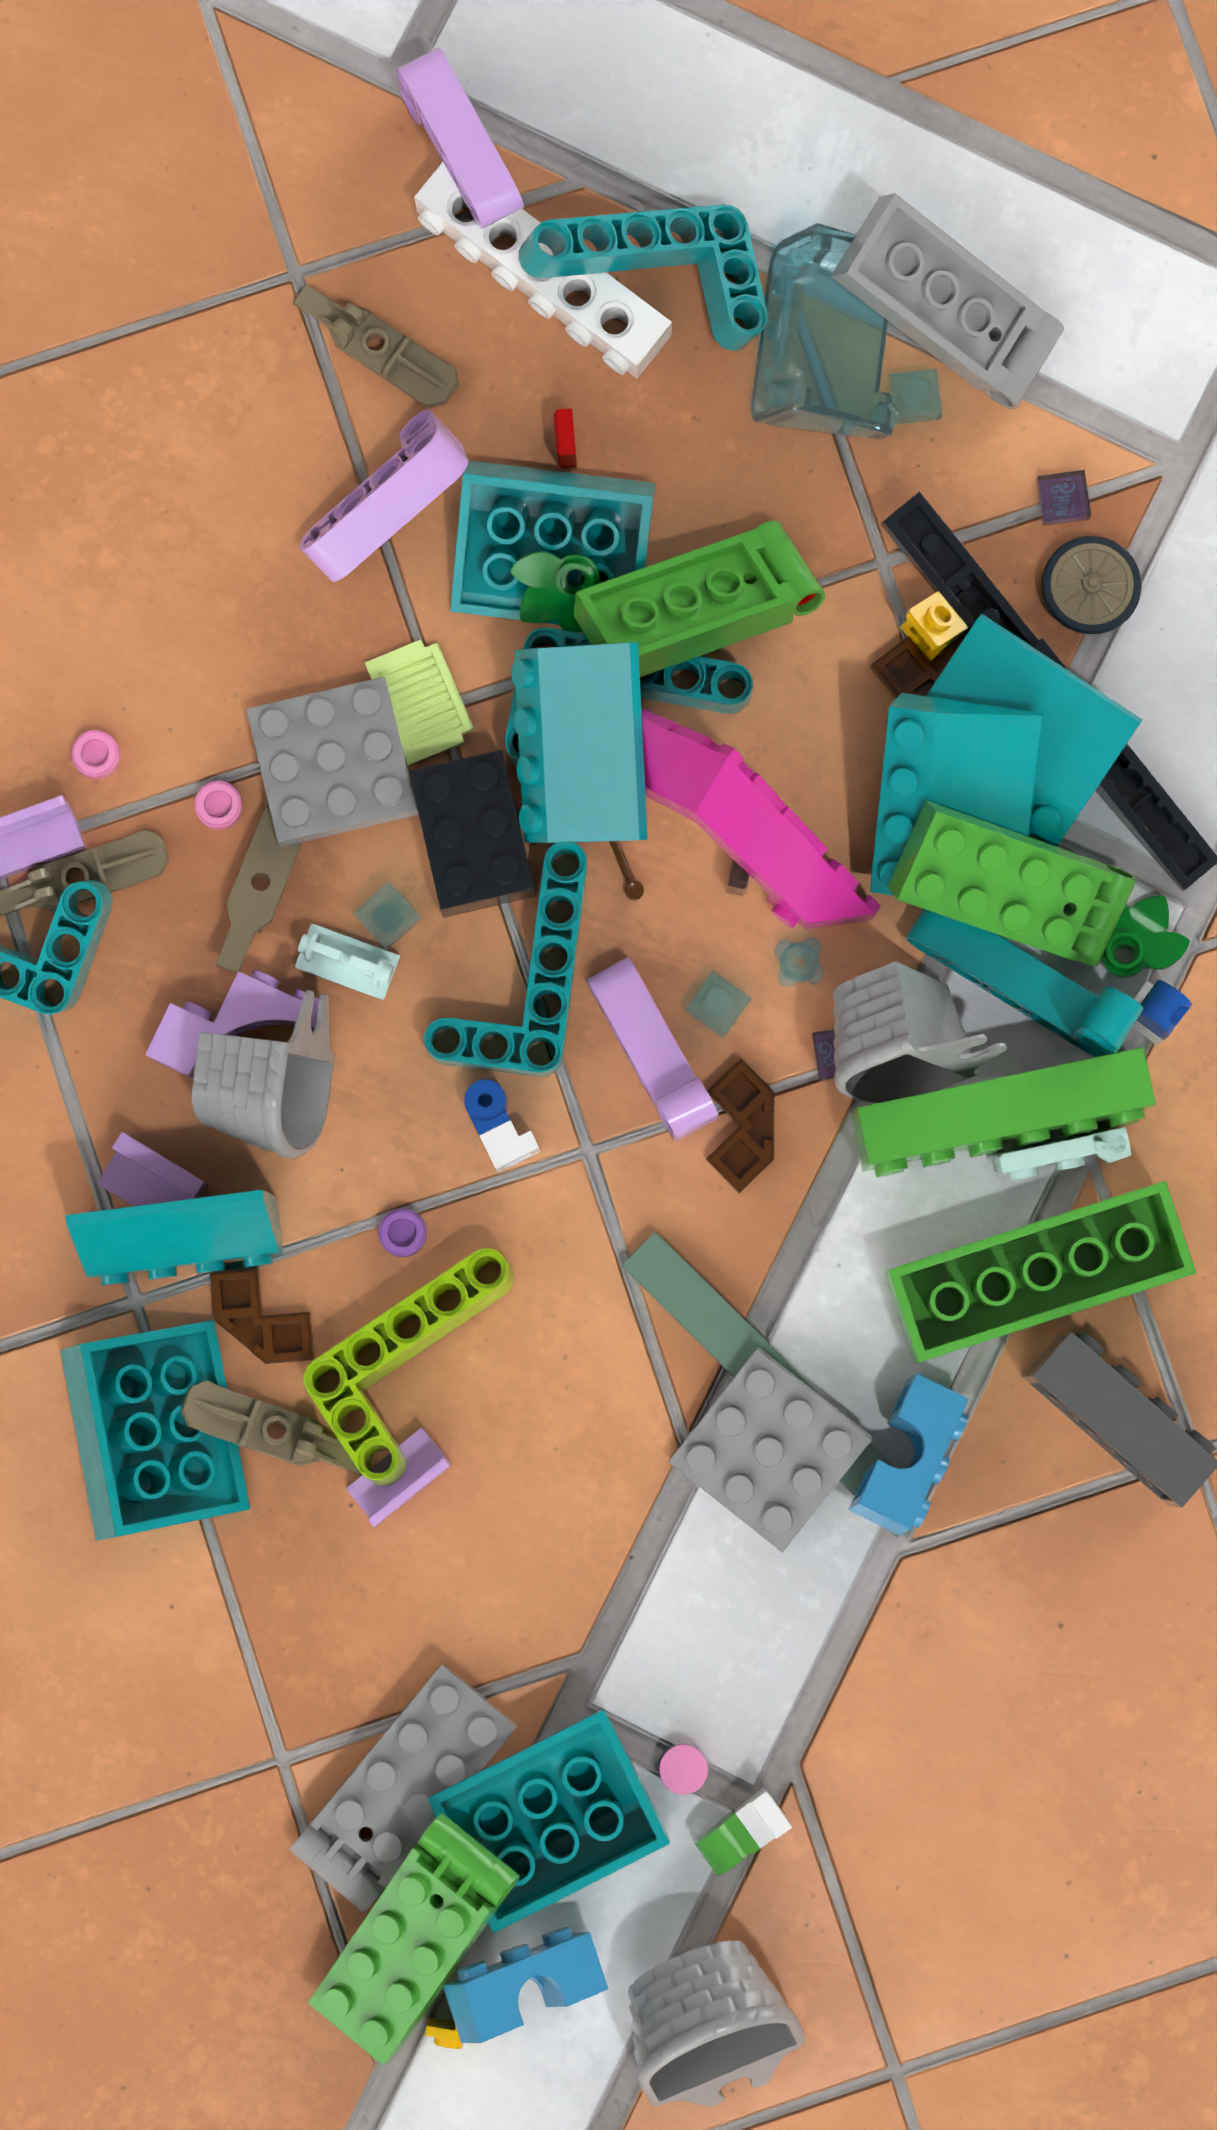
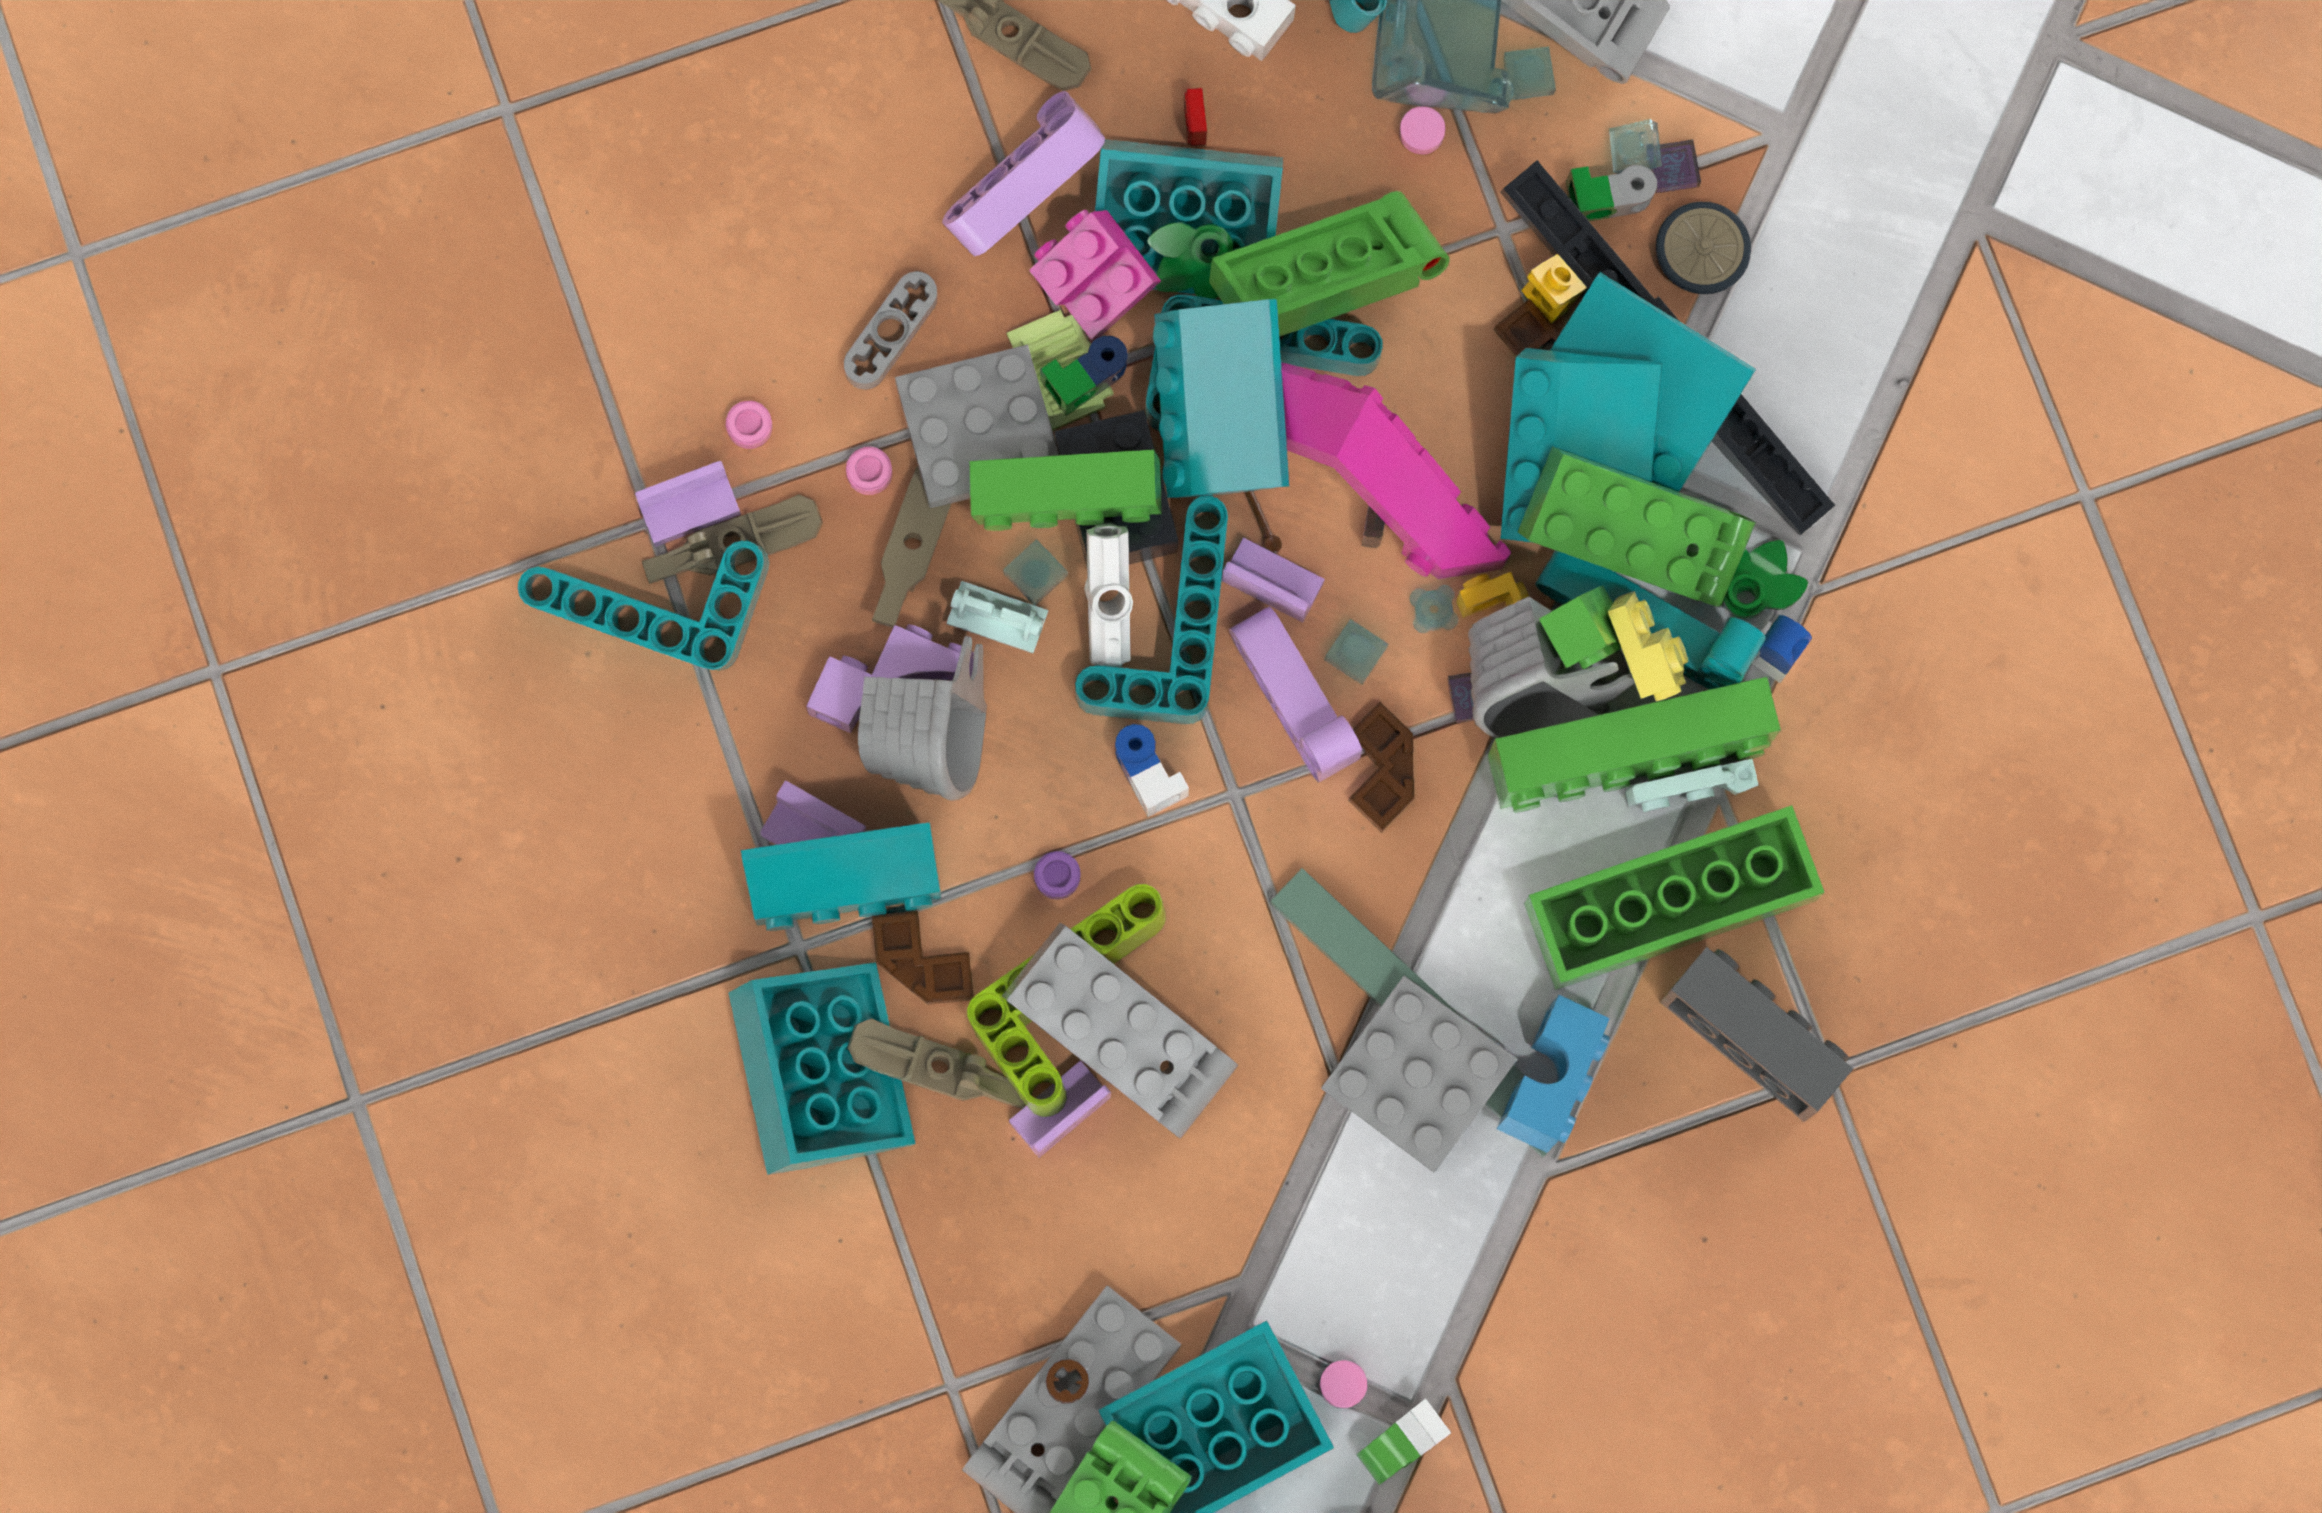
camera: 10 degrees left, 5 degrees down
(274, 637) = (862, 350): none -> light grey beam
(394, 1782) = (1065, 1396): none -> reddish brown bush
(416, 834) = (1065, 488): none -> bright green brick
(446, 710) = (1086, 375): none -> leg
(455, 601) = (1094, 272): none -> plate
(459, 1401) = (1120, 1030): none -> light grey hinge
(460, 922) = (1108, 571): none -> white piece
(633, 927) = (1272, 579): none -> lavender panel
(801, 455) = (1422, 130): none -> bright pink tile
(852, 946) = (1484, 593): none -> yellow bracket
(954, 994) = (1583, 629): none -> bright green brick
(996, 527) = (1611, 194): none -> leg
(1023, 477) = (1635, 145): none -> clear light blue plate
(1023, 1022) = (1652, 658): none -> light yellow plate

